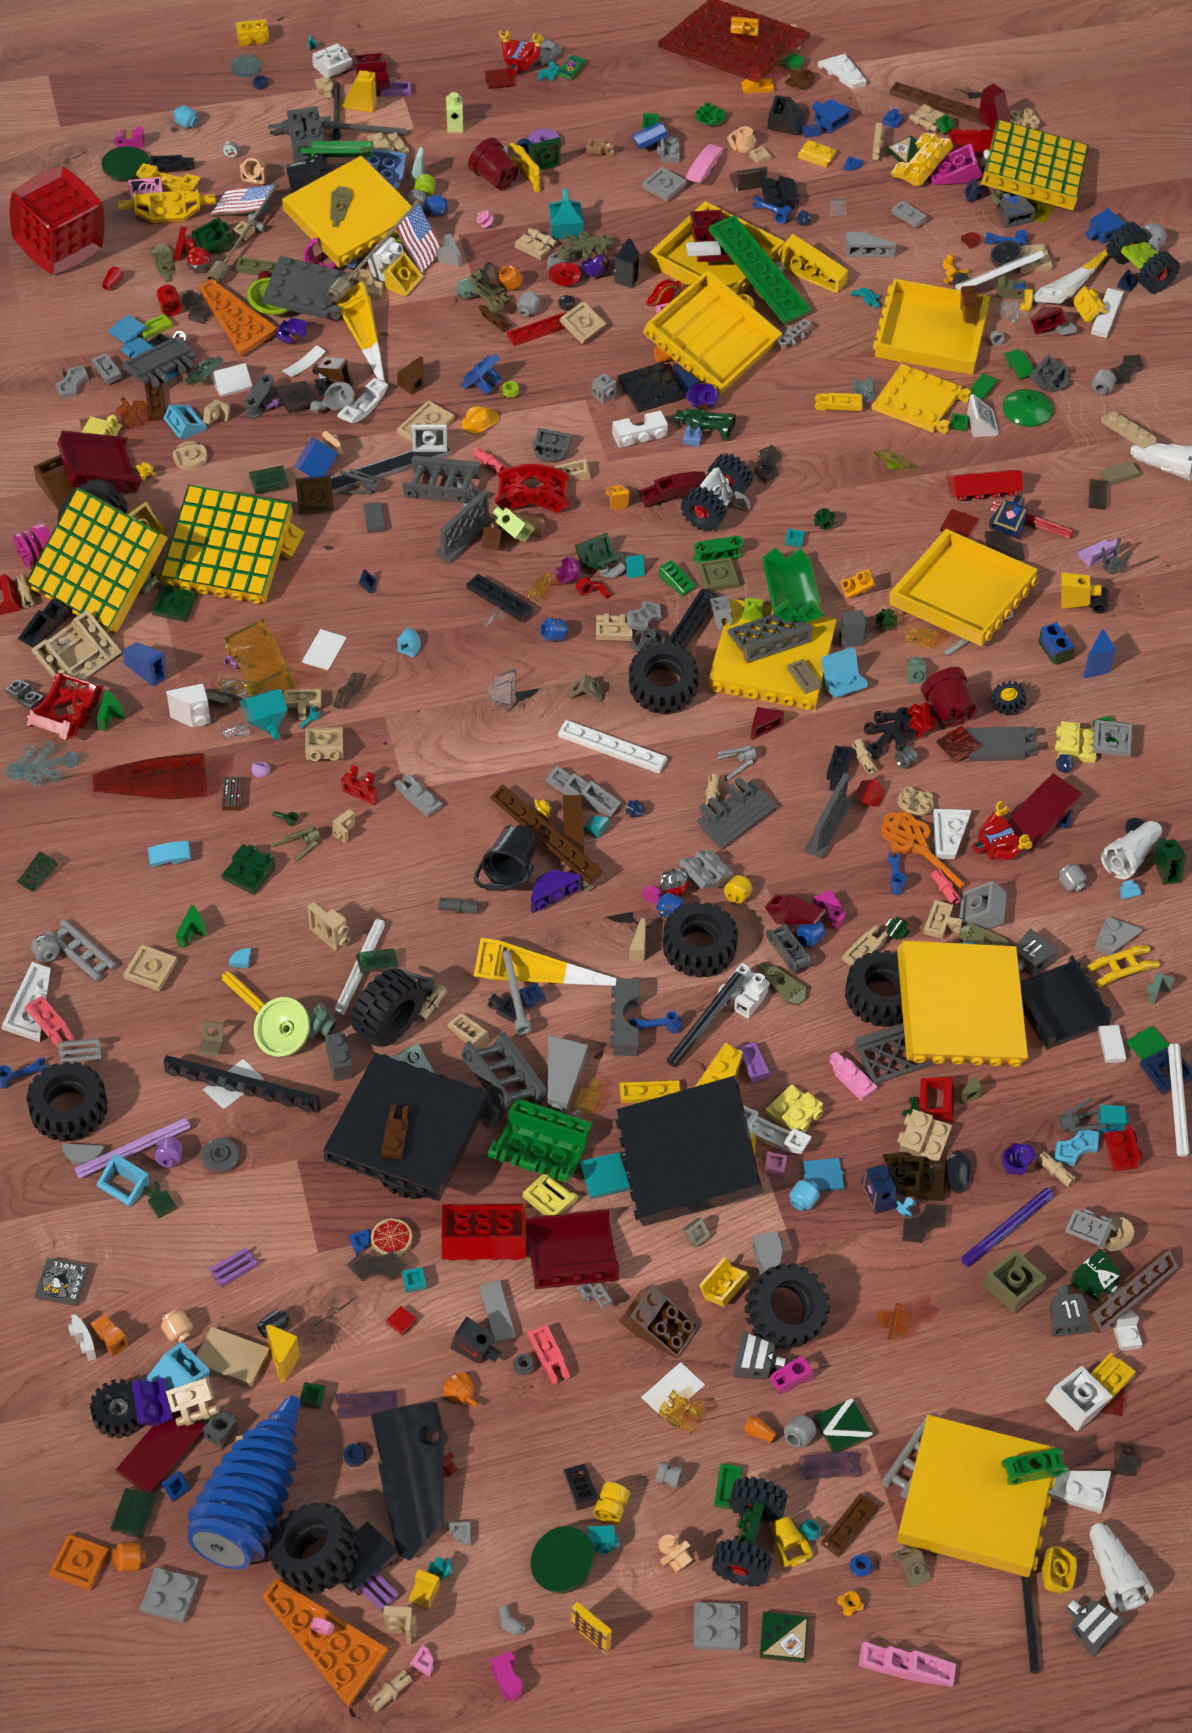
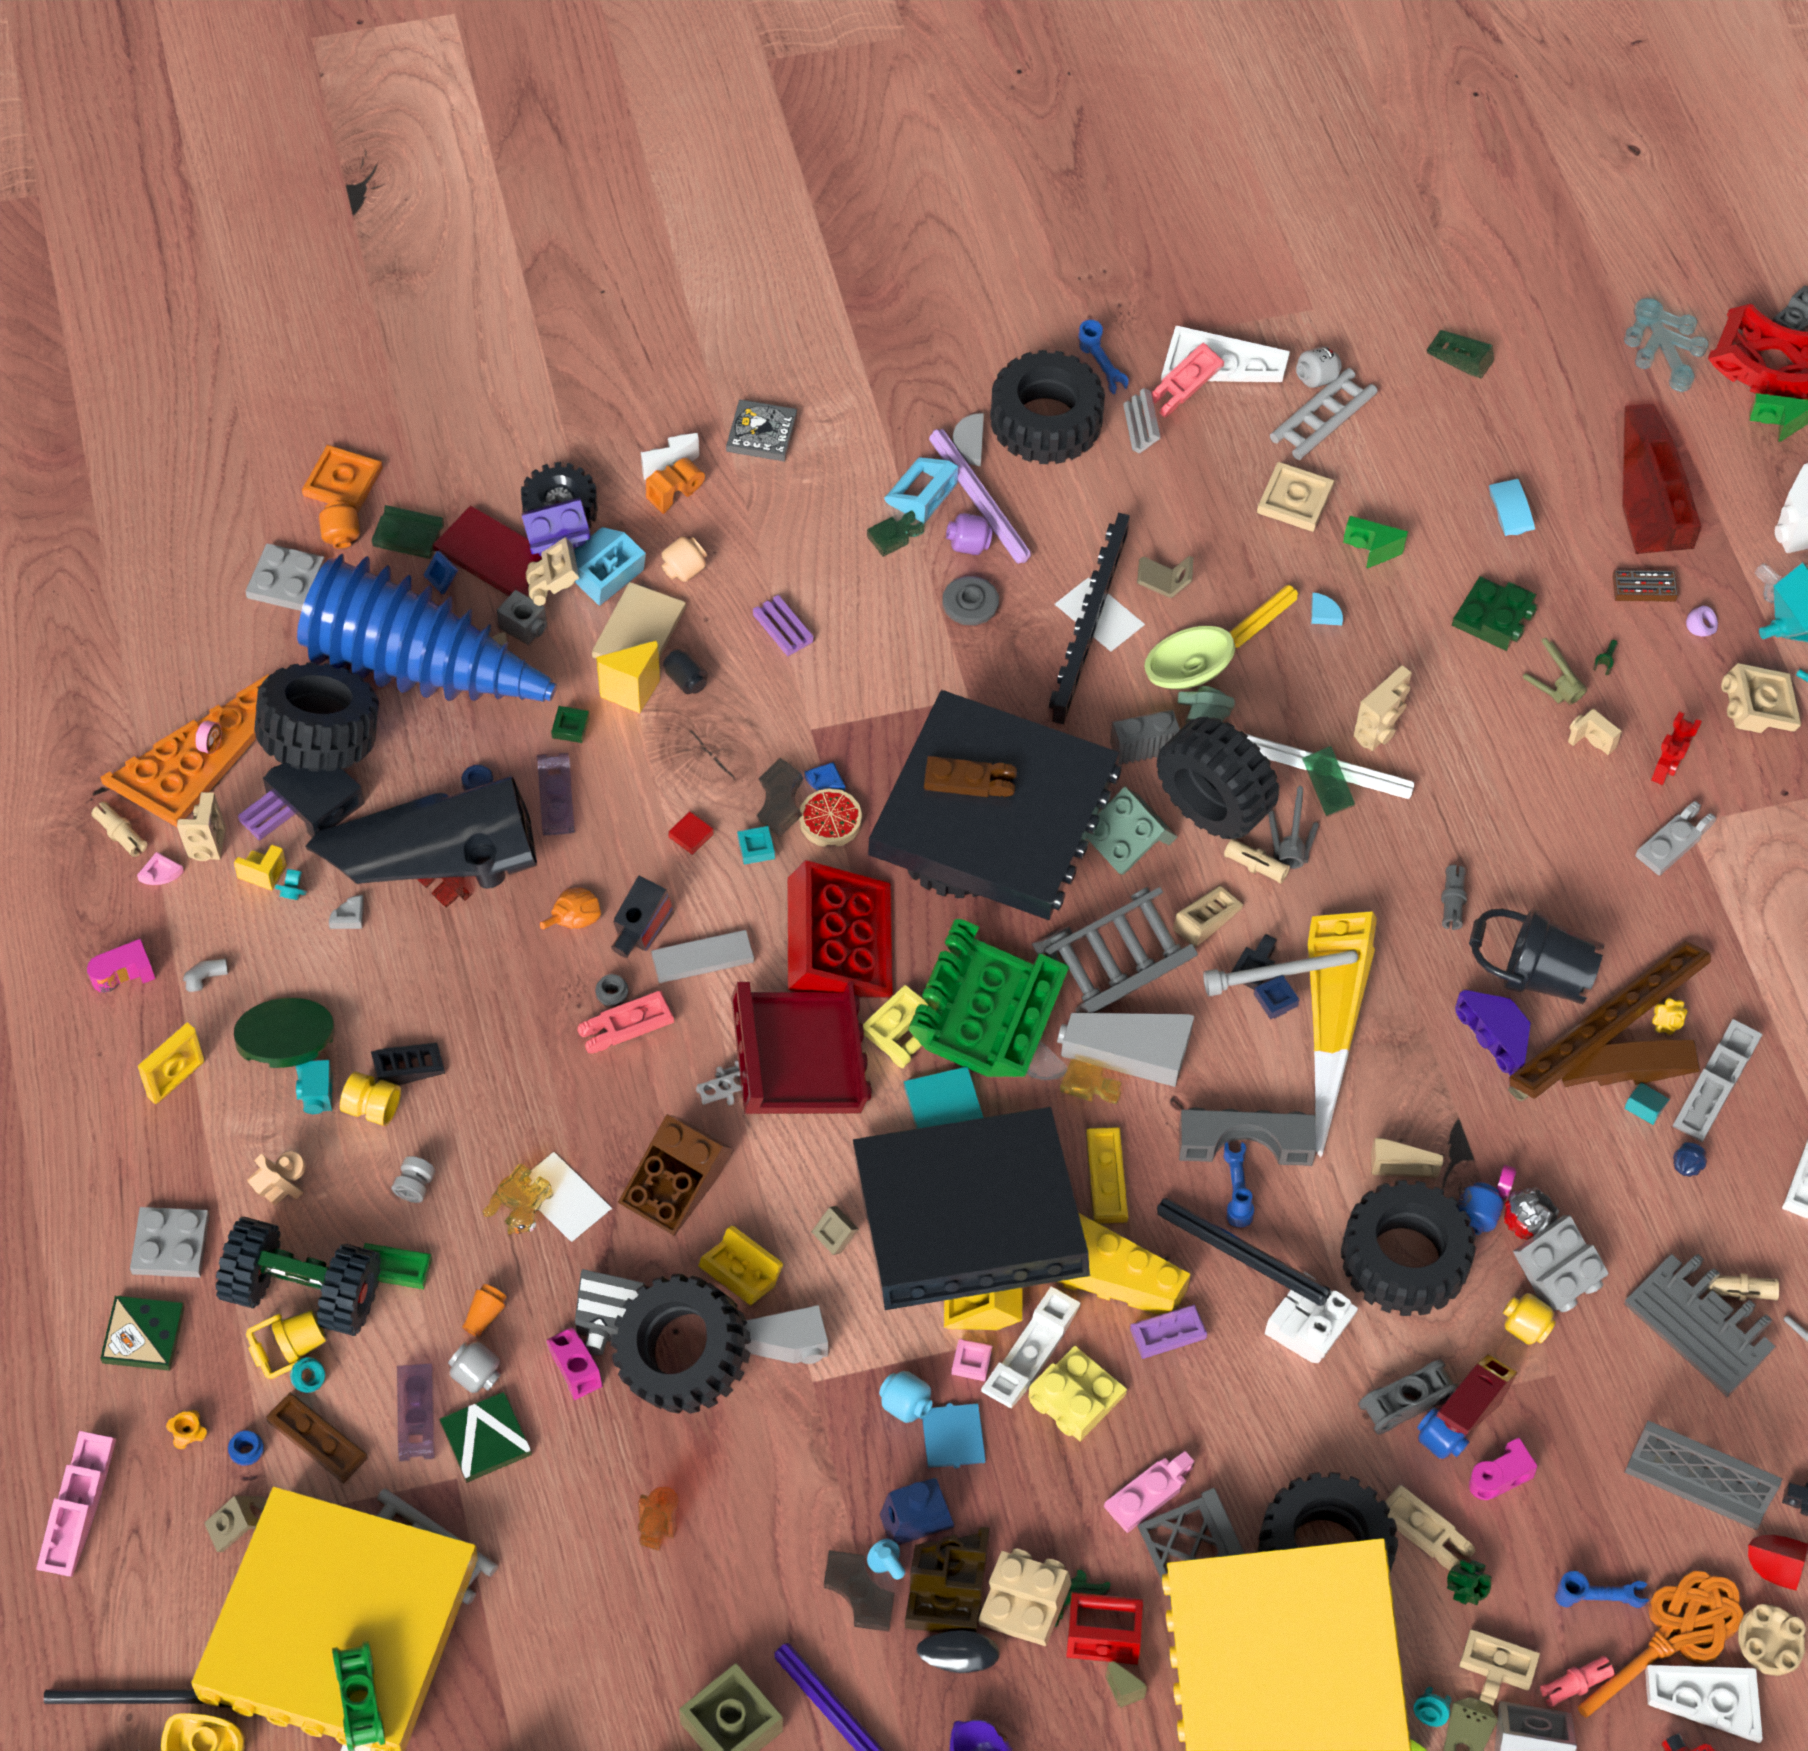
camera: 90 degrees right, 5 degrees up
(791, 991) = (1328, 1396): olive piece -> none

